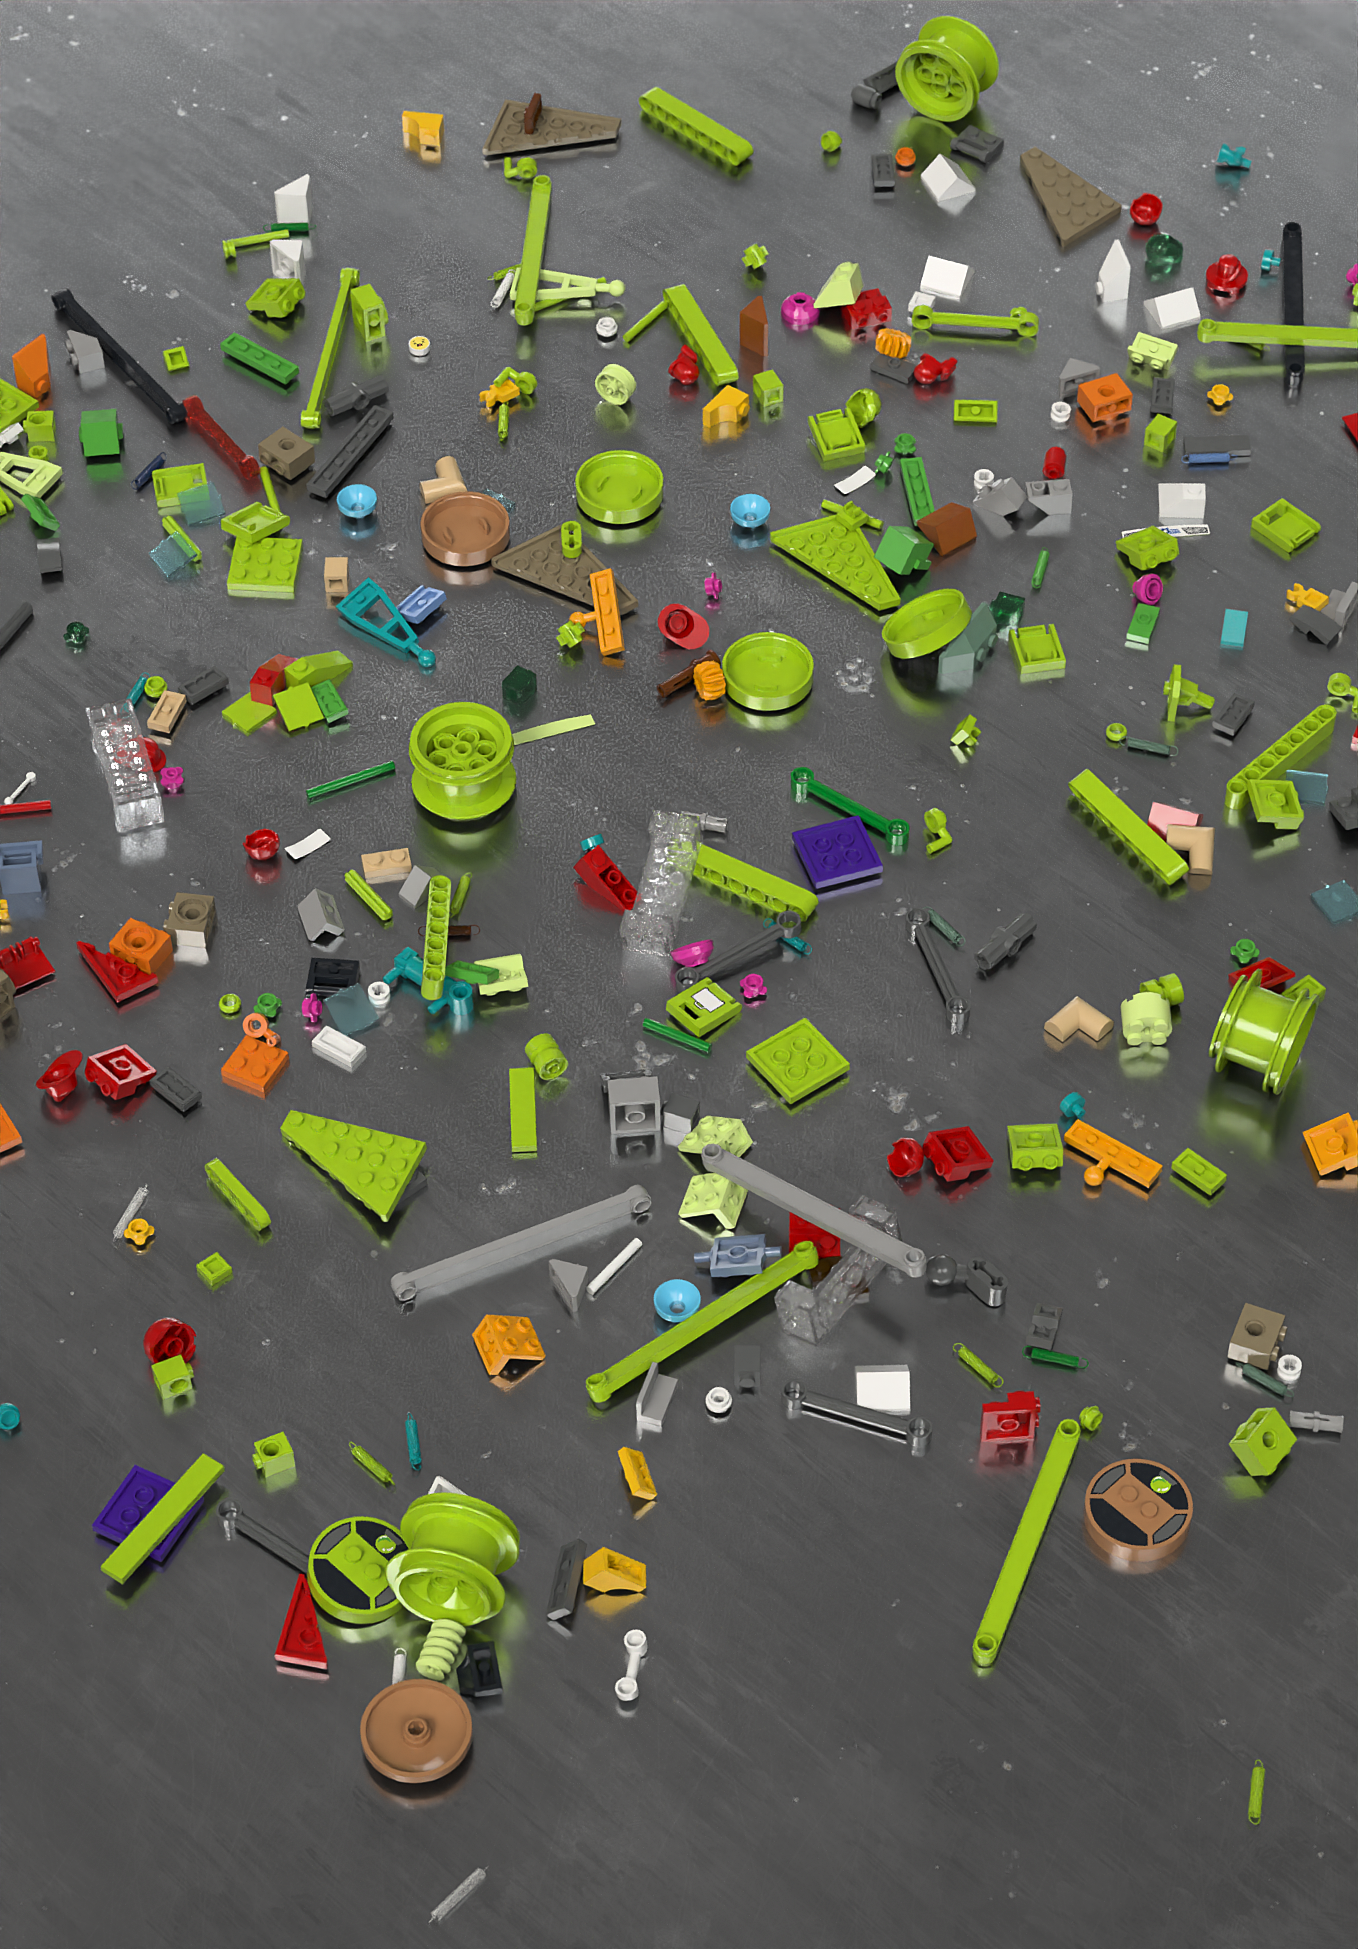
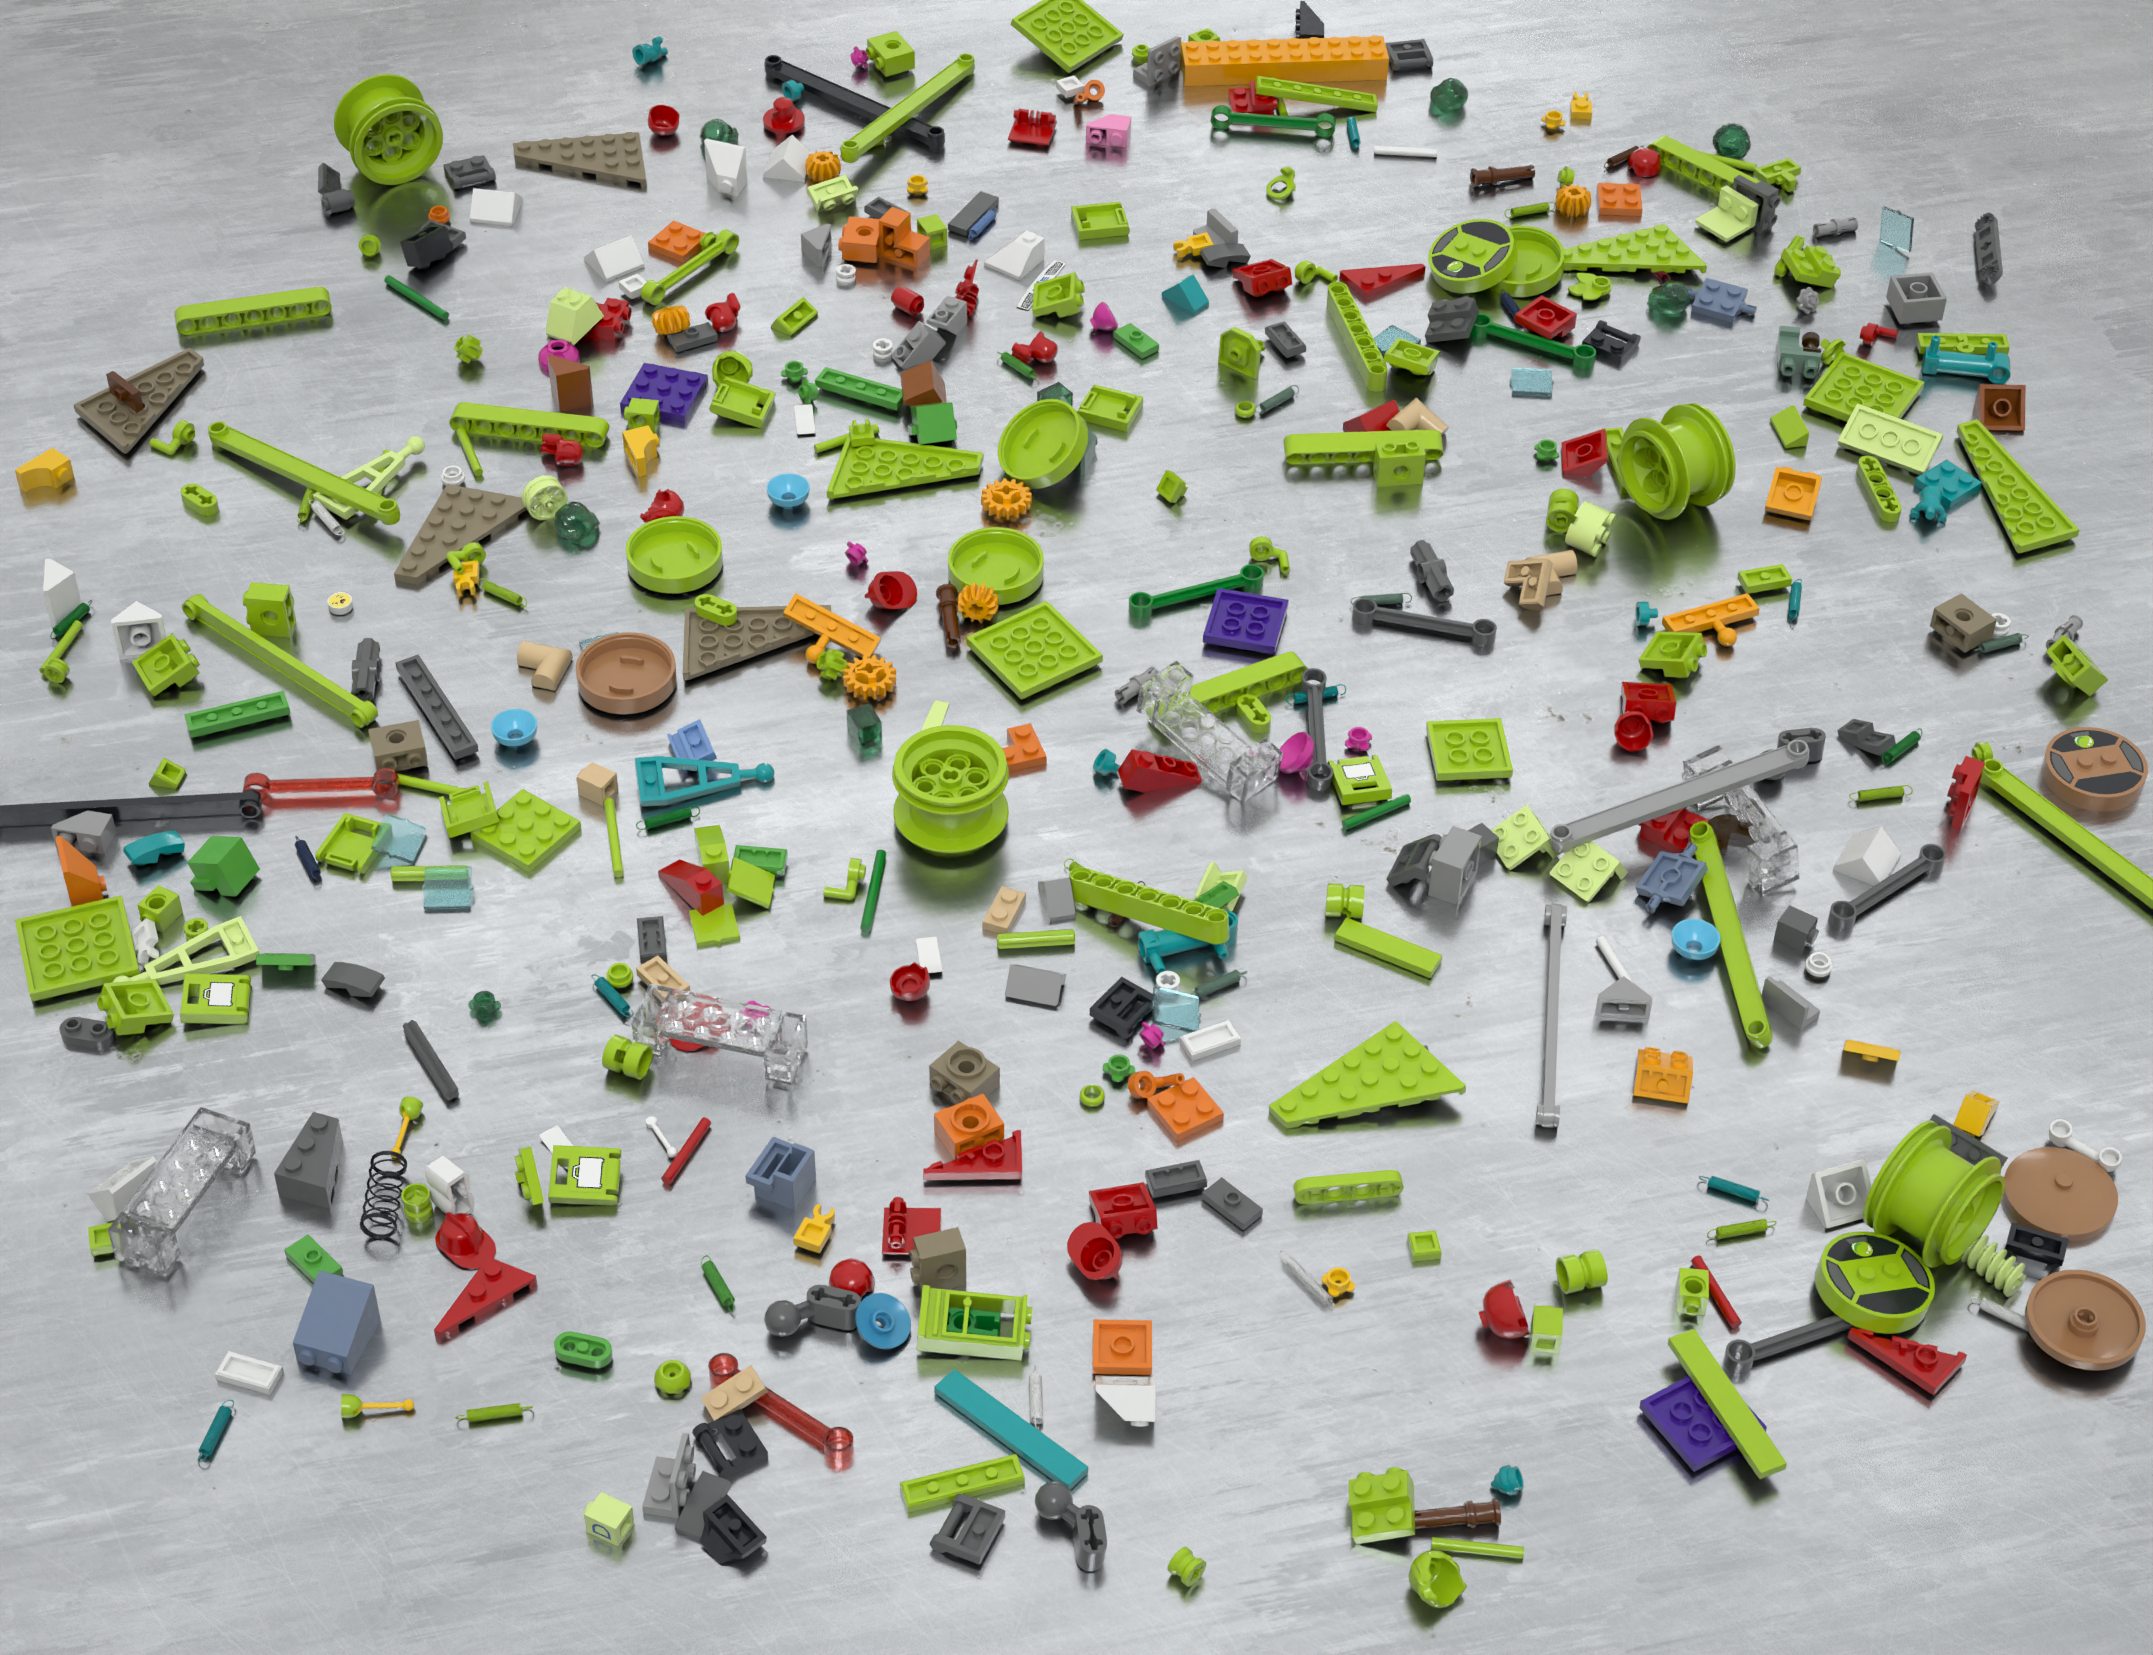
camera: 60 degrees left, 5 degrees down
(73, 729) = (628, 1057): none -> lime wheel
(97, 389) = (148, 848): none -> teal slope
(176, 1134) = (1232, 1203): none -> dark grey plate
(242, 1372) = (1581, 1271): none -> lime wheel
(291, 1473) = (1718, 1294): none -> red bar
(292, 614) = (613, 835): none -> lime bar
(337, 631) = (669, 817): none -> green piece
(353, 758) = (856, 872): none -> lime plate
(402, 1023) = (1218, 983): none -> sand green piece
(470, 218) = (199, 499): none -> lime beam
(566, 1670) = (2060, 1193): none -> medium nougat dish
(567, 357) = (456, 520): none -> dark tan wing
(573, 793) = (1025, 748): none -> orange plate
(576, 662) = (869, 677): none -> light orange gear
(611, 416) = (575, 522): none -> clear green hair
(667, 457) = (665, 504): none -> red hair
(691, 741) = (1034, 649): none -> lime plate
(726, 905) = (1250, 715): none -> lime beam
(797, 199) = (416, 297): none -> green bar
(813, 386) = (673, 387): none -> dark purple plate
(852, 169) = (426, 246): none -> black brick
(857, 639) = (1006, 498): none -> light orange gear
(1004, 296) = (677, 241): none -> orange plate
(1045, 1008) = (1534, 579): none -> tan brick
(1067, 568) = (1039, 349): none -> red piece
(1096, 490) = (968, 290): none -> red hinge
(1122, 857) = (1399, 463): none -> lime brick
(1126, 418) = (899, 242): none -> orange brick
(1182, 328) = (822, 166): none -> light orange gear
(1193, 1205) = (1795, 598): none -> teal piece
(1303, 660) = (1263, 277): none -> red plate

